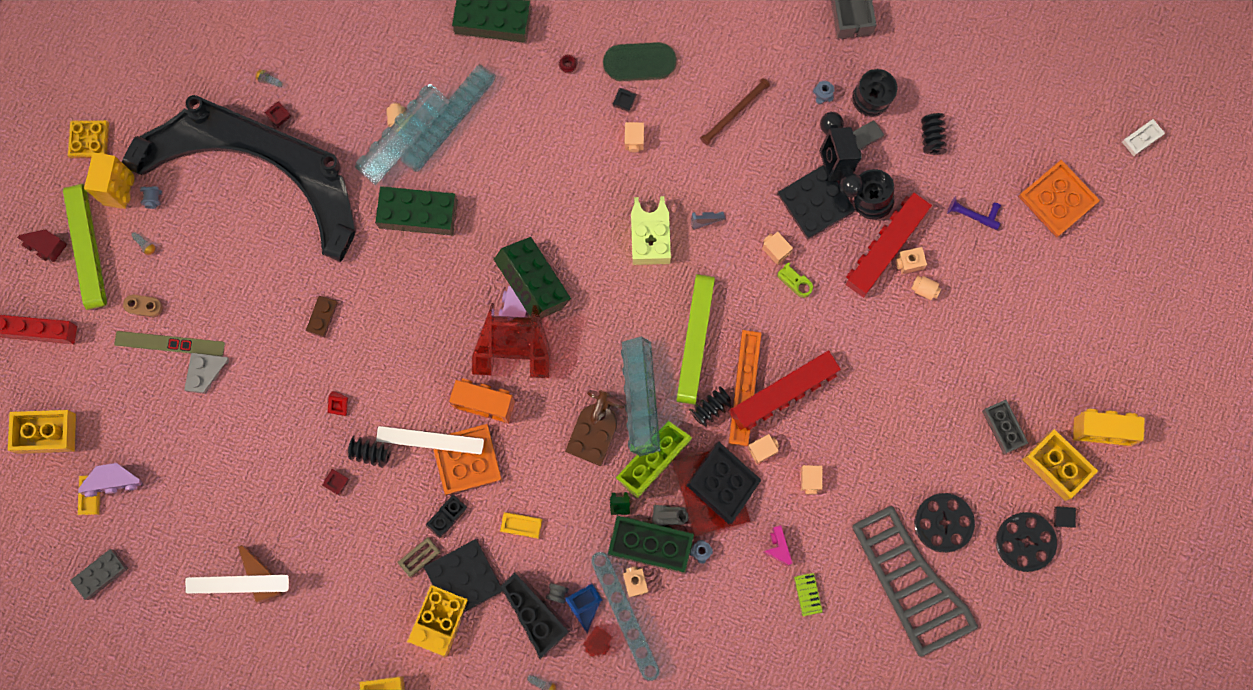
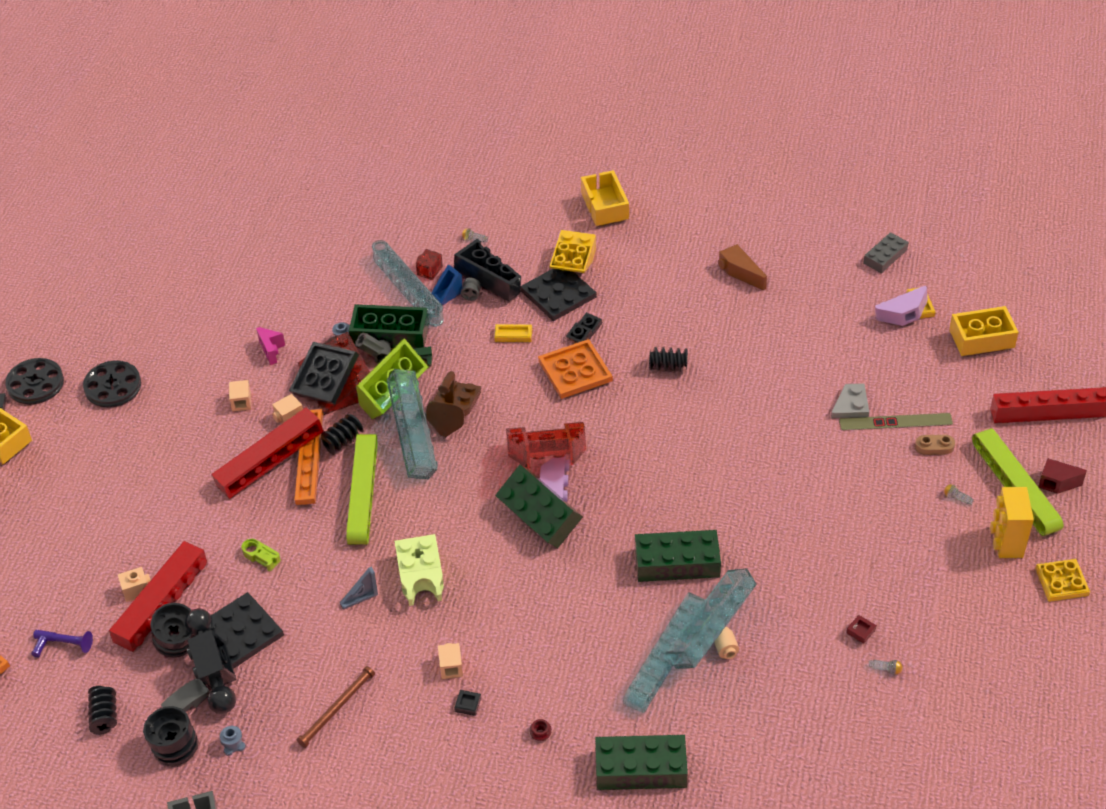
camera: 170 degrees right, 30 degrees down
(150, 197) = (968, 532): sand blue brick -> none
(220, 129) = (949, 597): black panel -> none
(237, 584) = (757, 254): white sticker -> none
(321, 316) = (750, 460): reddish brown plate -> none
(335, 482) = (694, 337): dark red plate -> none
(337, 404) = (712, 395): red slope -> none
(430, 440) = (613, 374): white sticker -> none
(432, 547) = (605, 301): dark tan tile -> none
(482, 400) = (567, 402): orange piece -> none
(635, 581) = (399, 298): light nougat brick -> none
(639, 61) = (455, 745): clear green tile -> none
(777, 247) = (281, 576): light nougat brick -> none
(808, 594) = (241, 320): lime tile -> none
(894, 598) = (138, 355): dark grey bar -> none
(926, 287) = (119, 562): light nougat brick -> none
(1005, 427) = (46, 459): dark grey piece -> none

